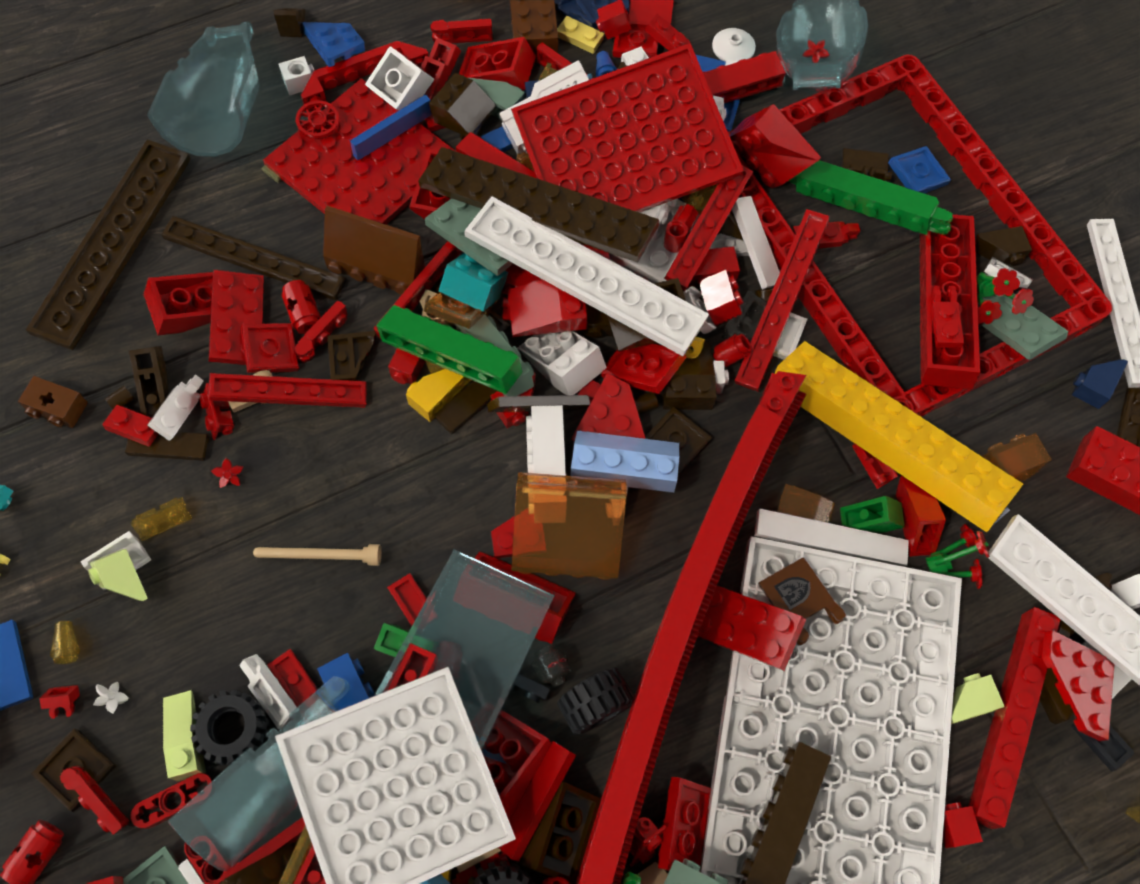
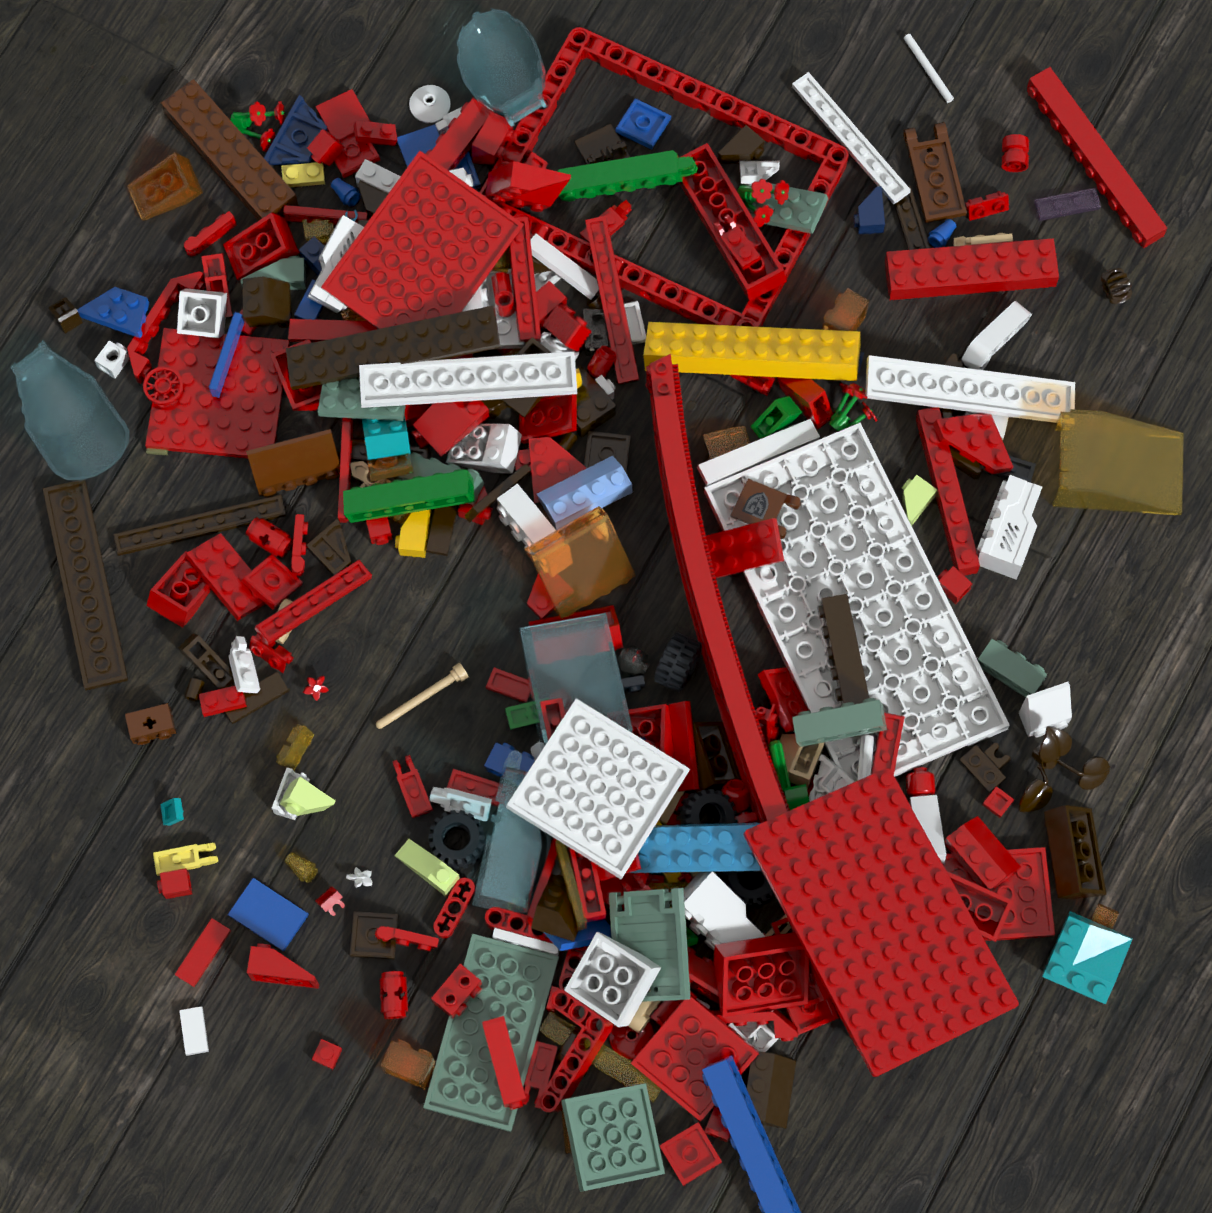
camera: 30 degrees left, 5 degrees up
(234, 640) = (413, 789): none -> red hinge
(768, 90) = (491, 139): none -> red slope
(816, 51) = (499, 70): red plant -> none
(1066, 808) = (1009, 528): none -> white piece

